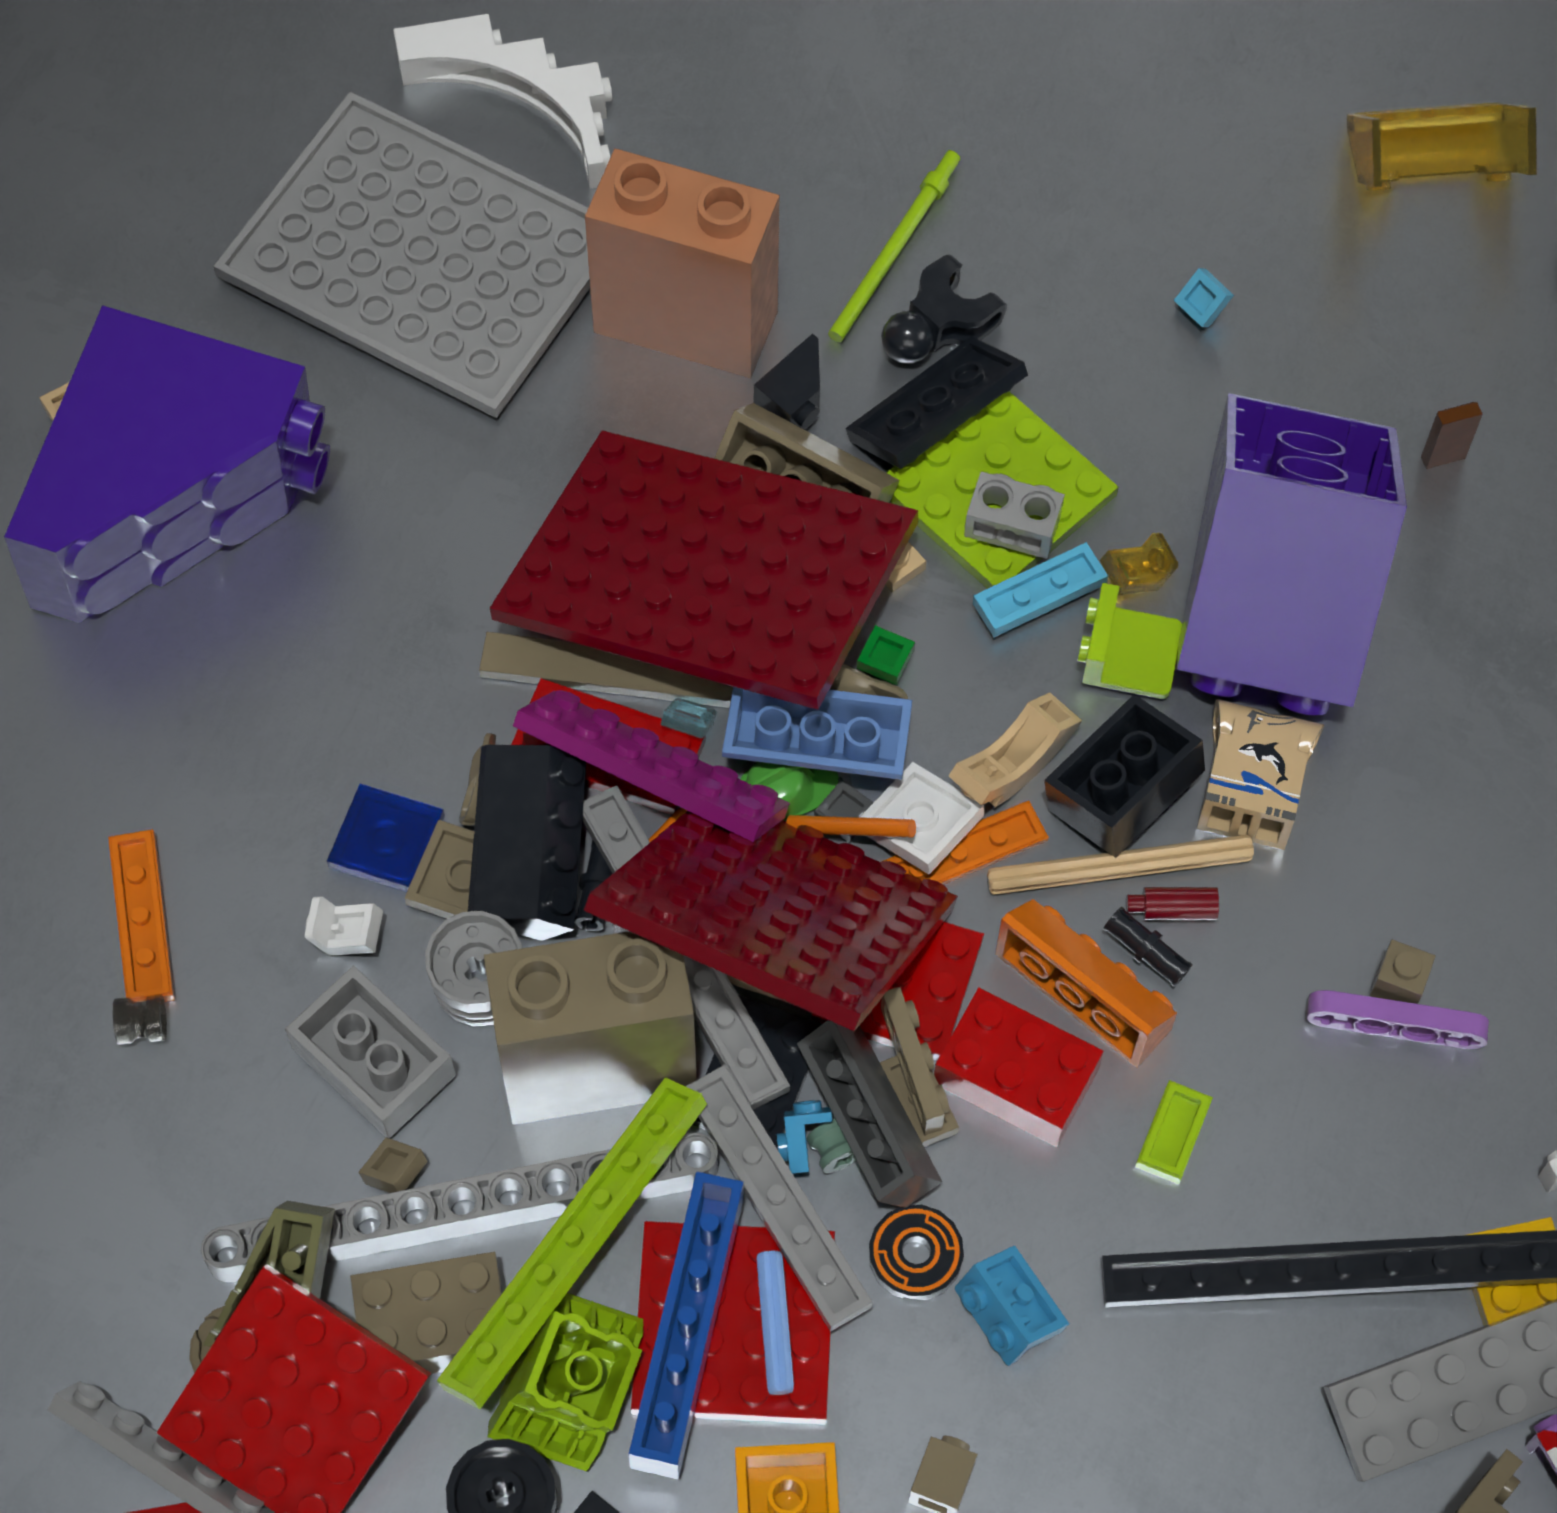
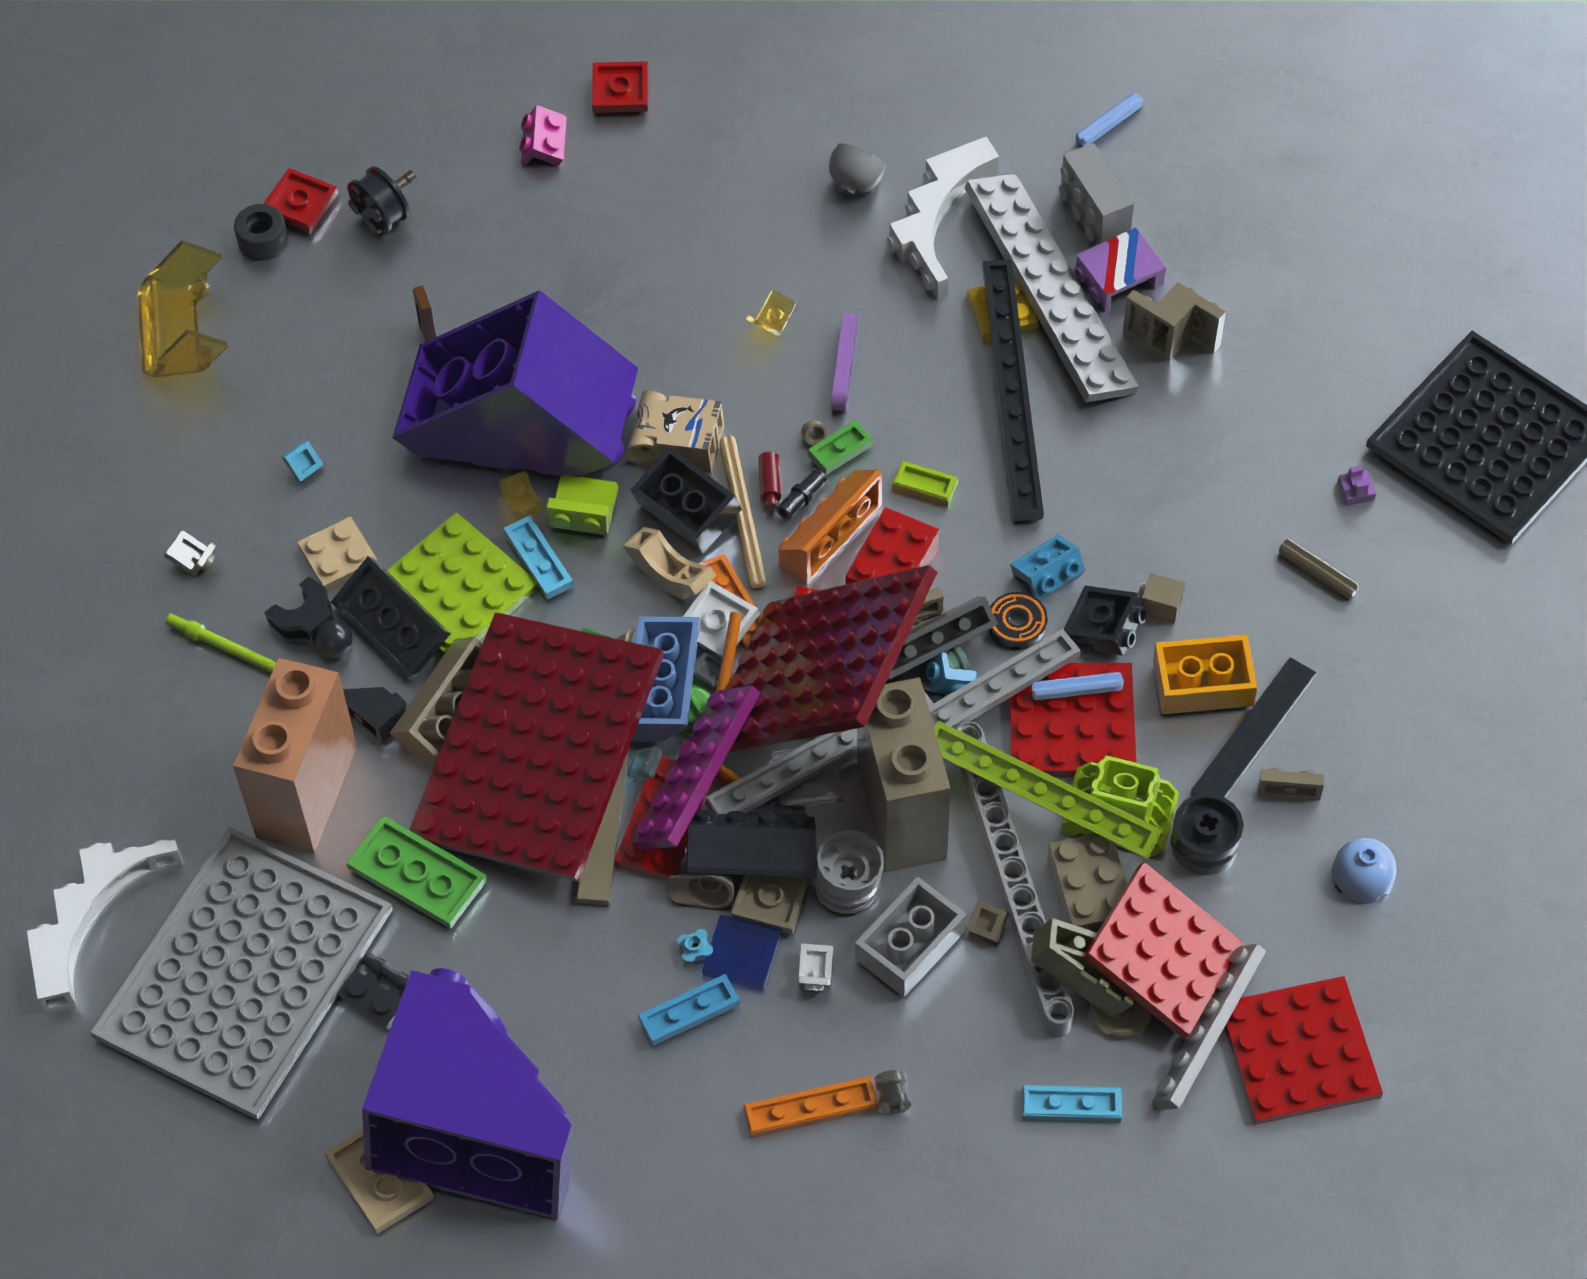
camera: 90 degrees left, 5 degrees down
(95, 1268) = (1071, 1103): none -> medium azure tile
(301, 766) = (689, 1010): none -> dark azure plate
(369, 394) = (368, 997): none -> black plate
(402, 786) = (698, 953): none -> medium azure plate
(544, 442) = (416, 871): none -> bright green plate
(686, 1325) = (1088, 726): blue brick -> none
(903, 1383) = (1106, 619): none -> black plate
(1011, 523) = (493, 564): light grey brick -> none
(1051, 173) = (190, 554): none -> bracket
(1055, 347) = (335, 552): none -> tan plate
(1235, 1007) = (840, 447): none -> bright green plate
(1259, 962) = (819, 430): none -> dark tan hinge
(1402, 973) = (817, 356): dark tan brick -> none
(1480, 918) = (774, 313): none -> clear yellow bracket

